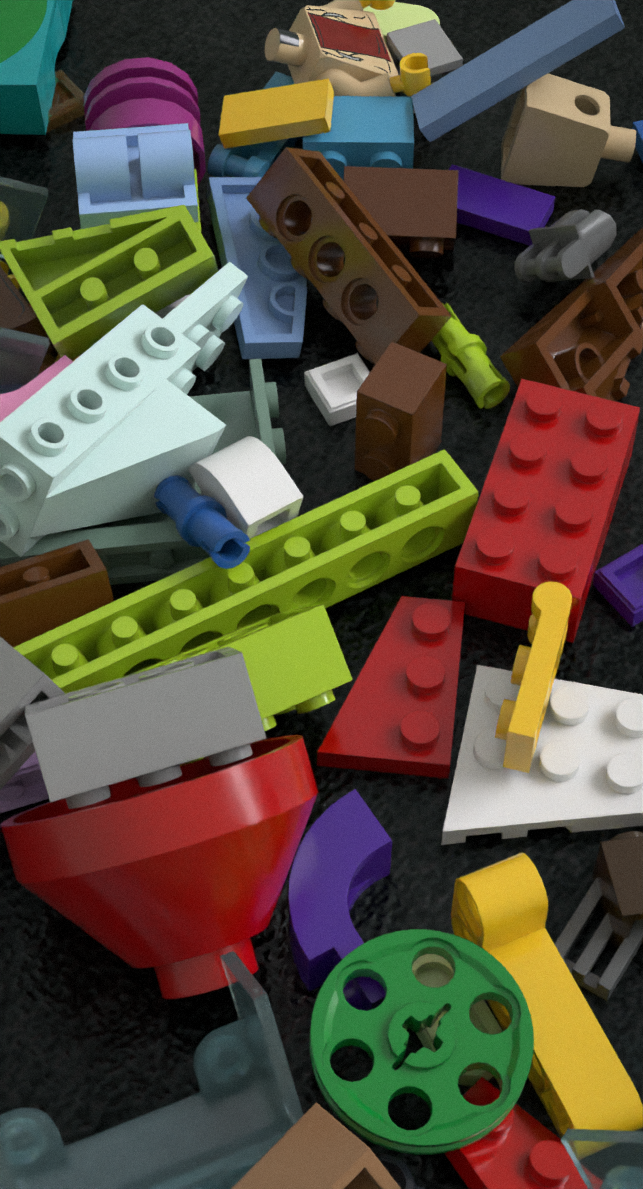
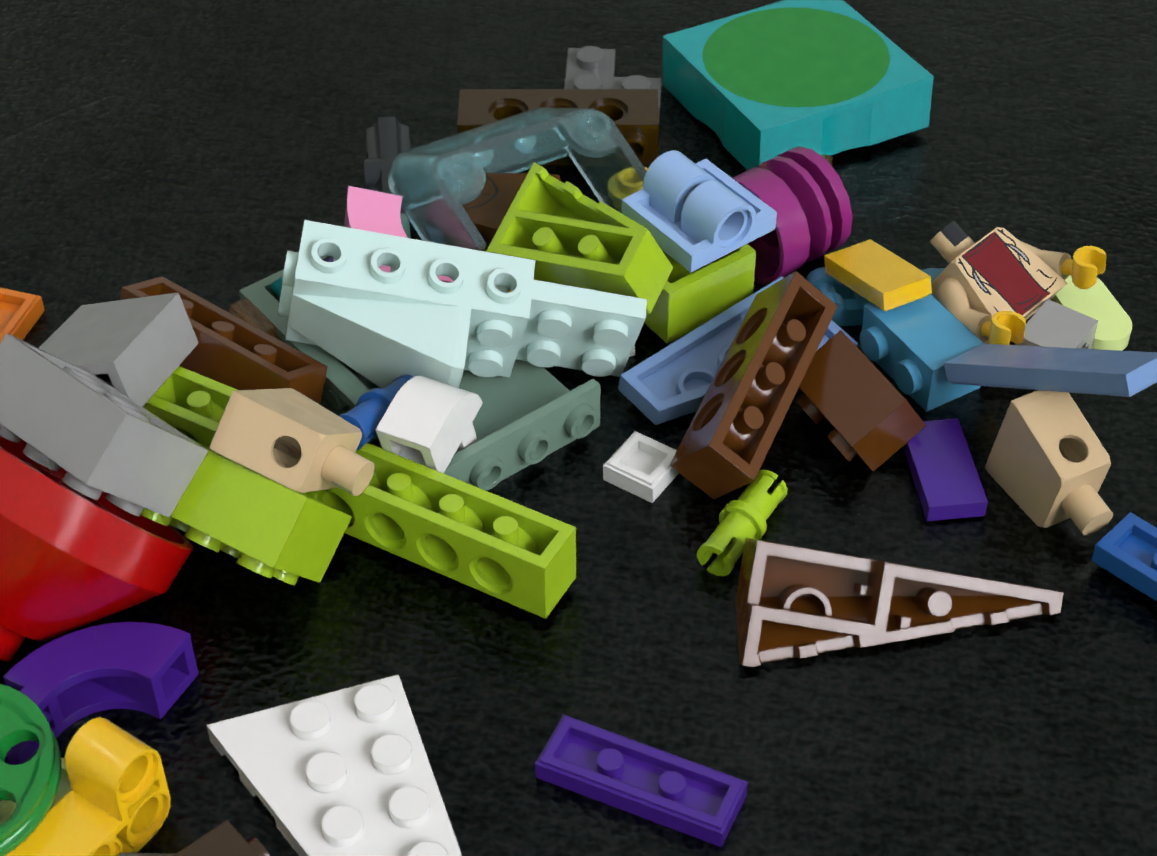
camera: 60 degrees right, 10 degrees down
(240, 584) = (292, 441): none -> tan torso
(399, 412) = (605, 492): reddish brown brick -> none
(404, 696) = (347, 643): red wing -> none
(535, 674) = (381, 700): yellow plate -> none
(545, 503) = (600, 644): red brick -> none
(566, 247) = (922, 530): dark grey arm -> none

